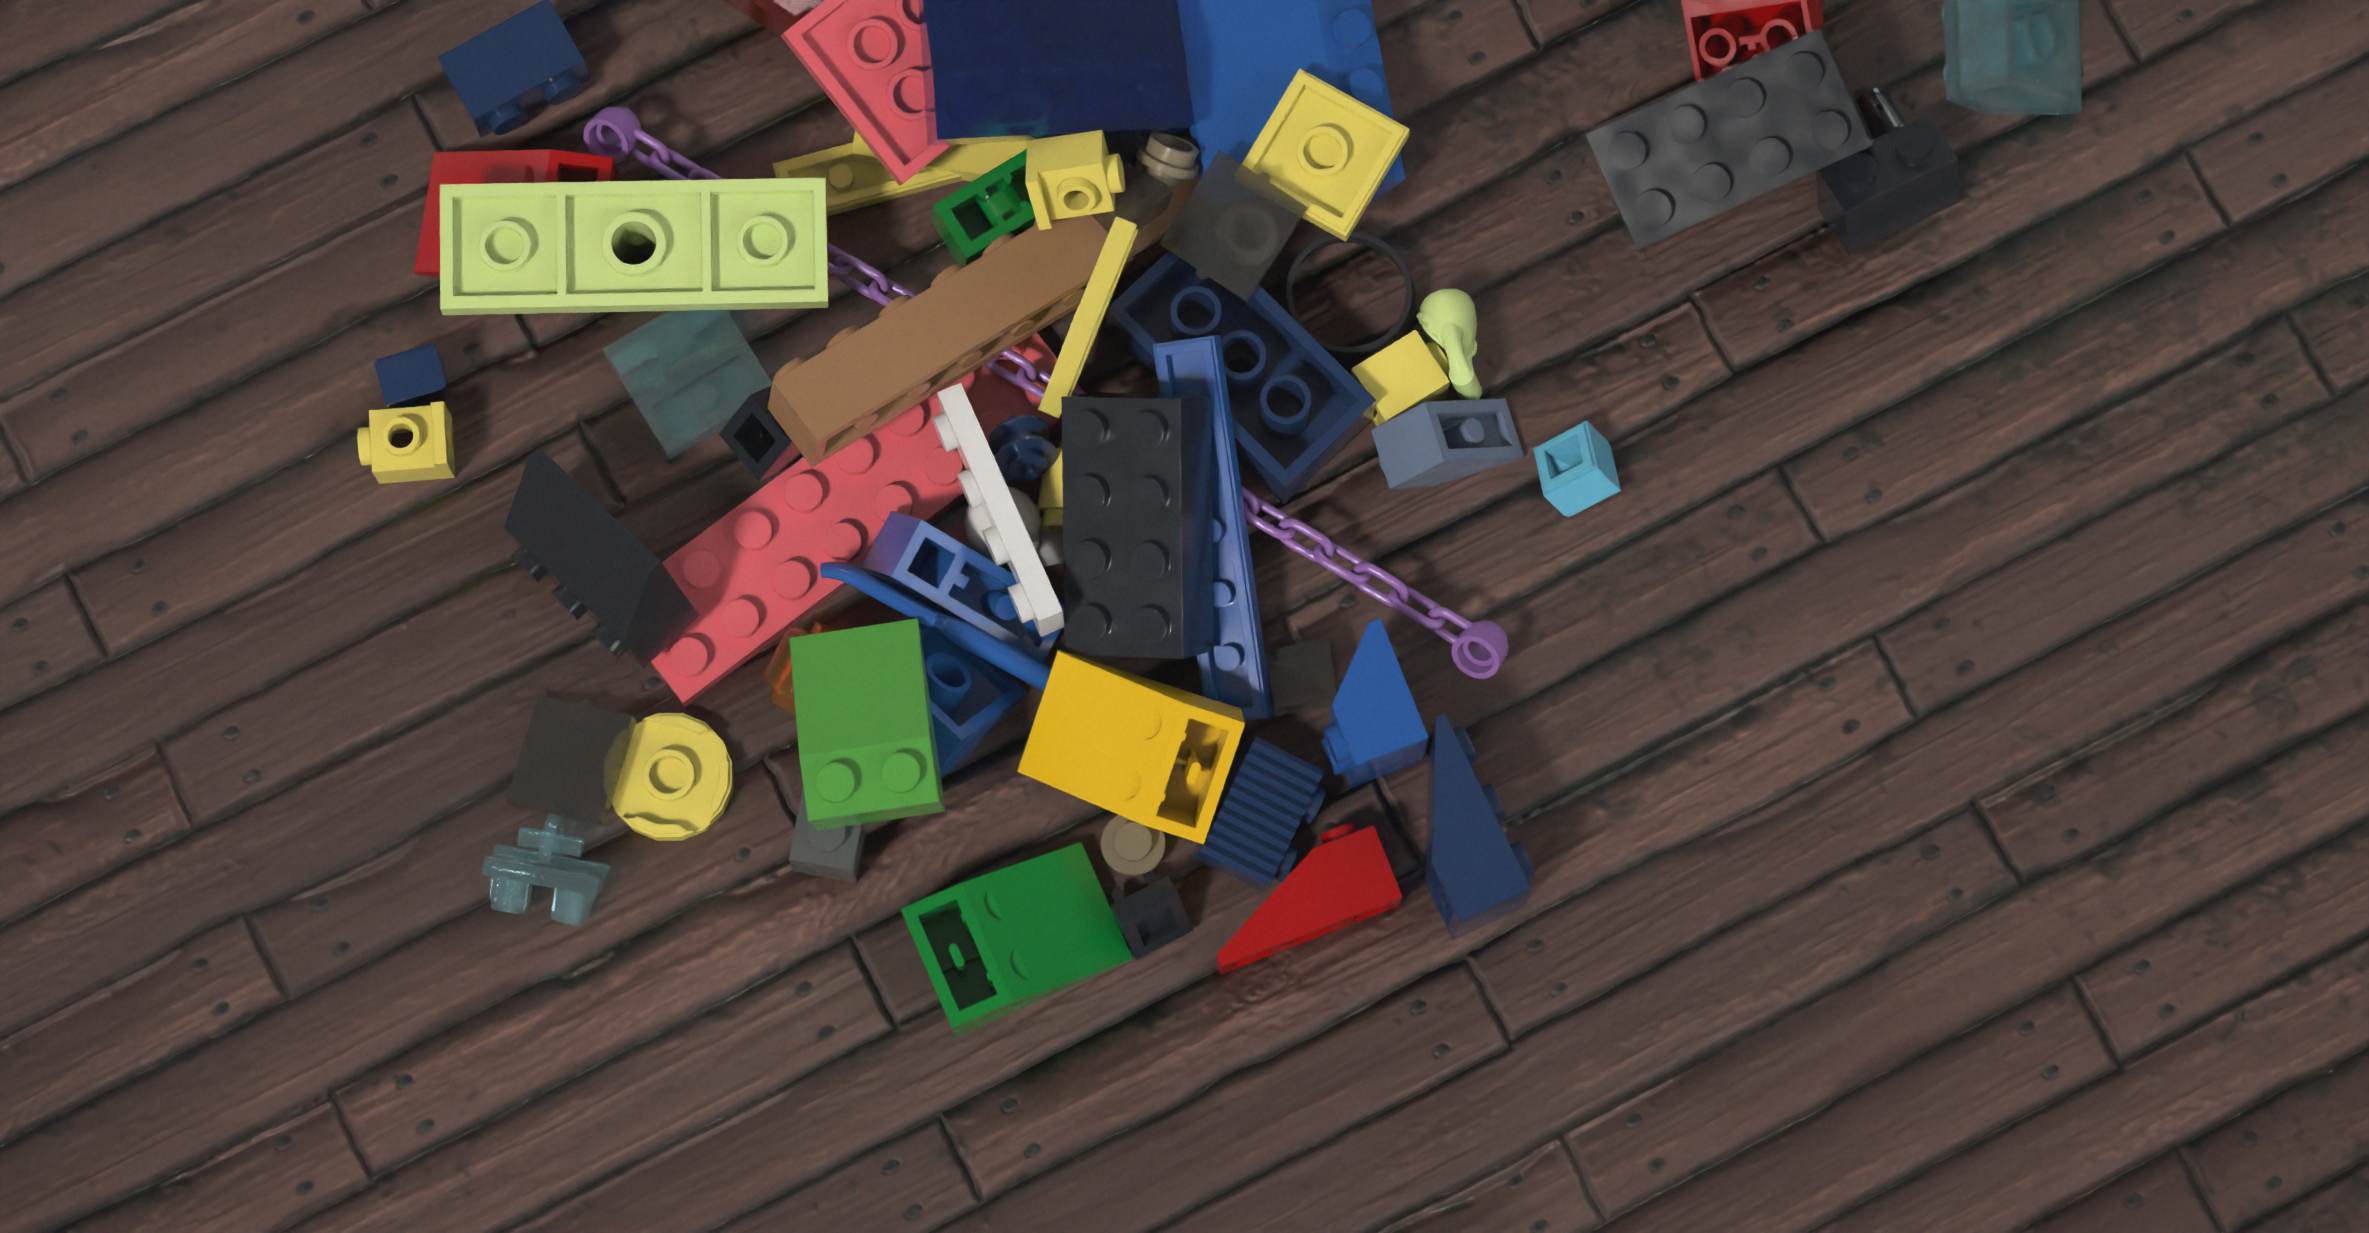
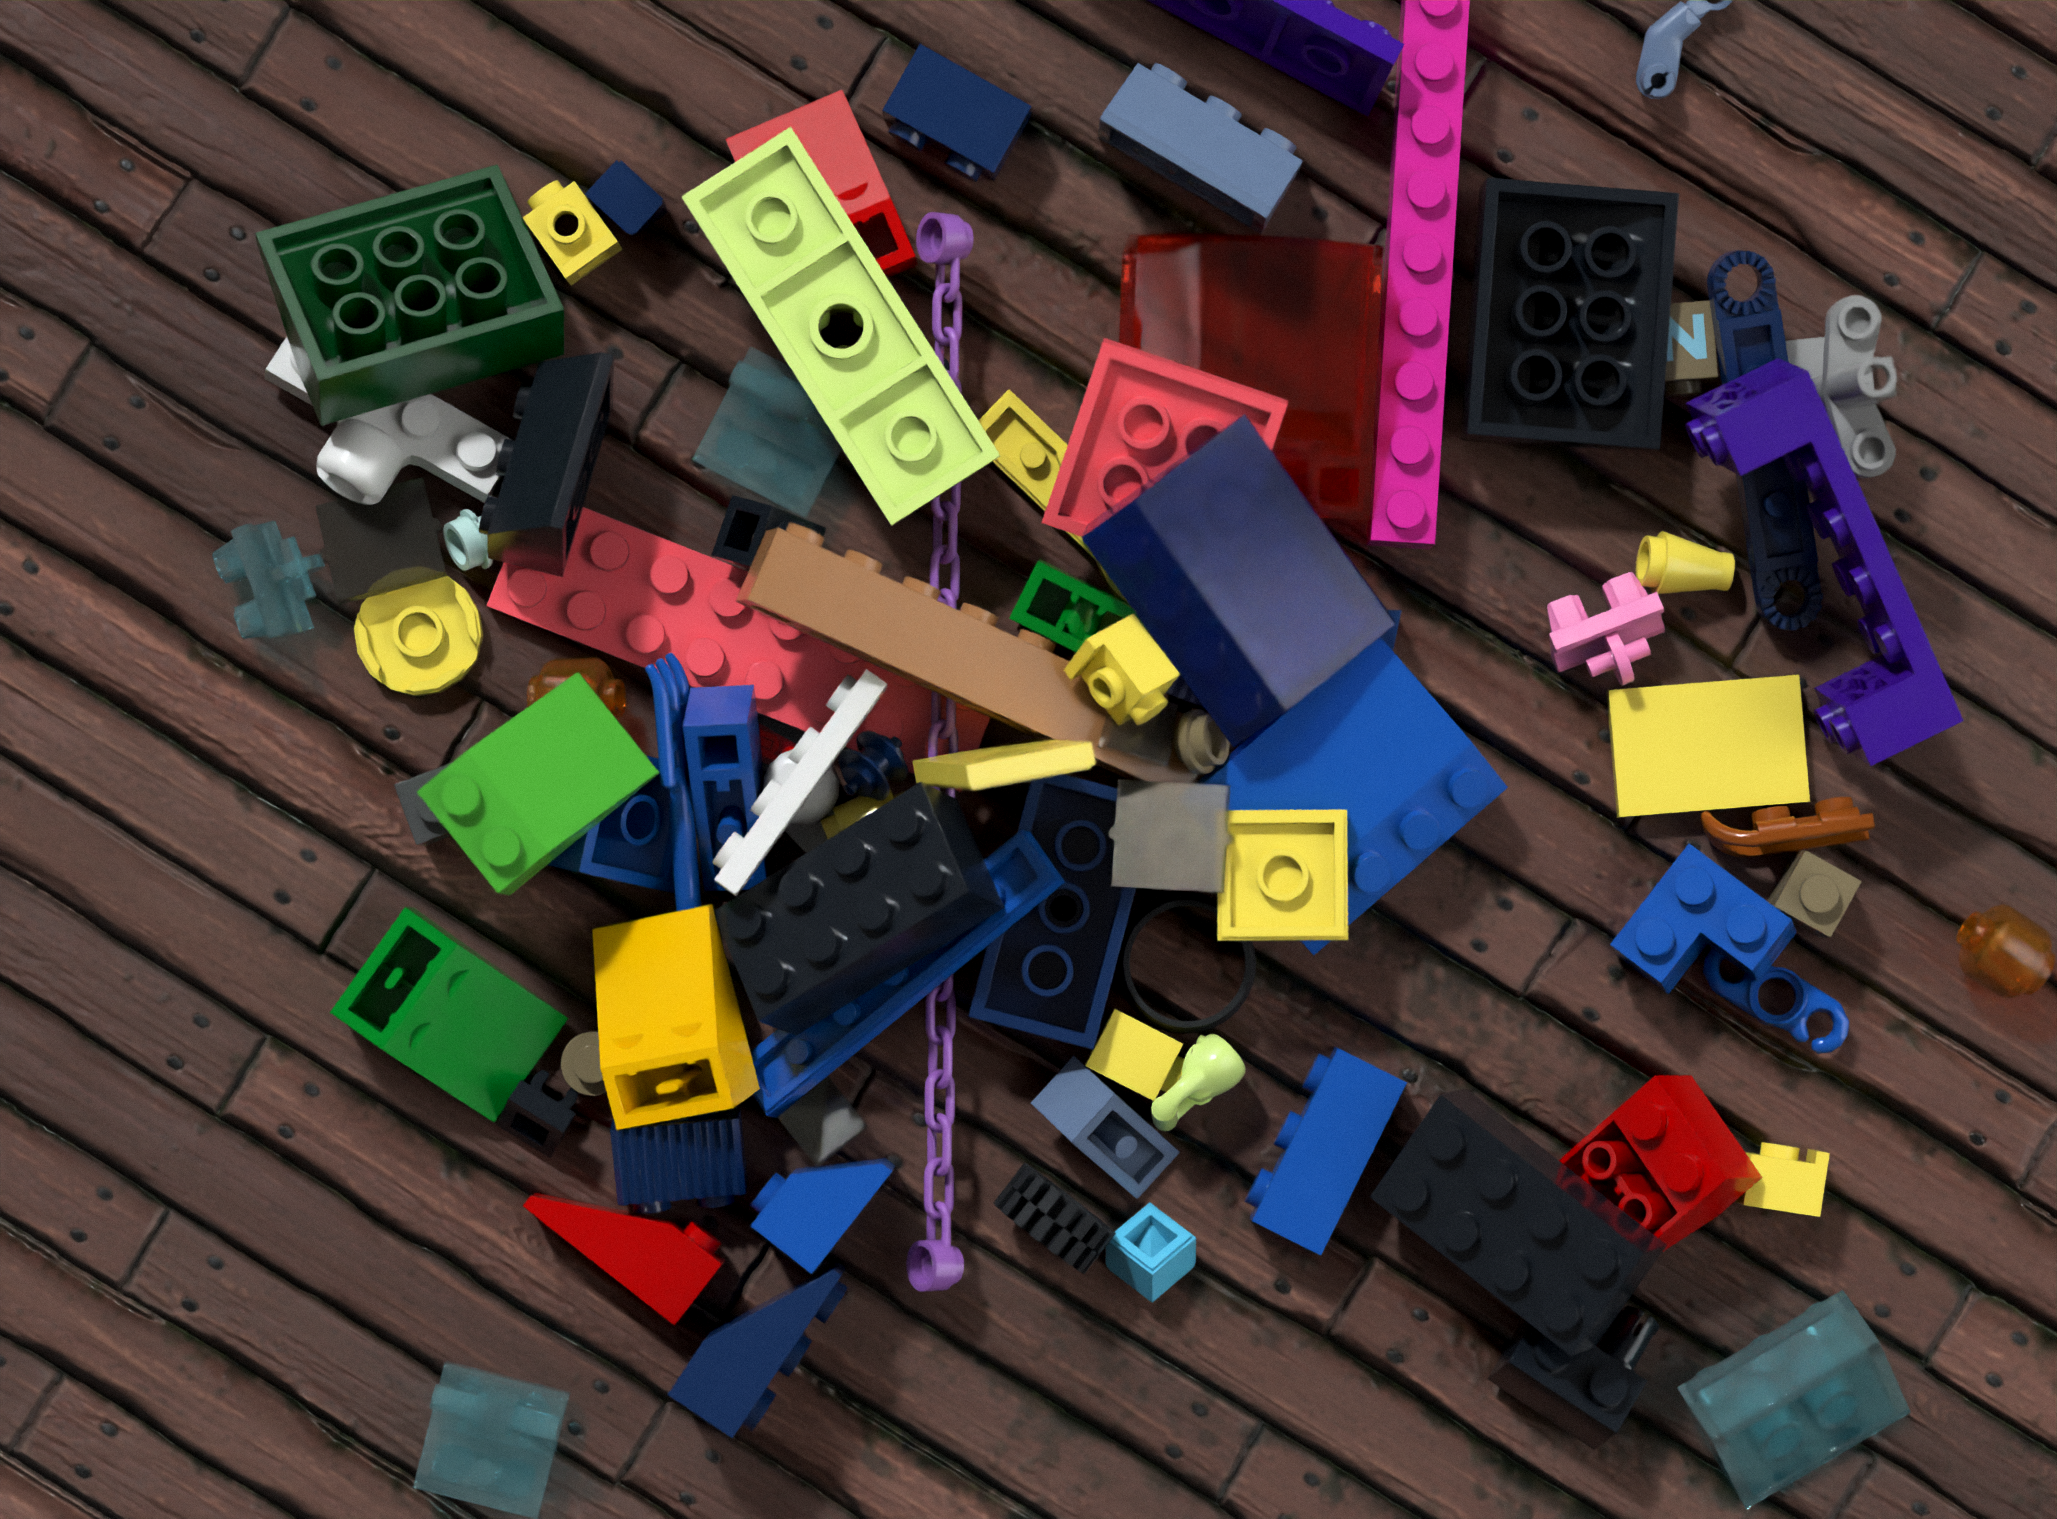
camera: 60 degrees right, 10 degrees up
(378, 601) = (411, 294): none -> dark green slope
(471, 697) = (374, 446): none -> white plate
(619, 683) = (465, 543): none -> light aqua plate
(1409, 1121) = (491, 1439): none -> clear light blue plate
(1500, 523) = (1054, 1218): none -> black tyre
(1574, 272) = (1324, 1149): none -> blue brick

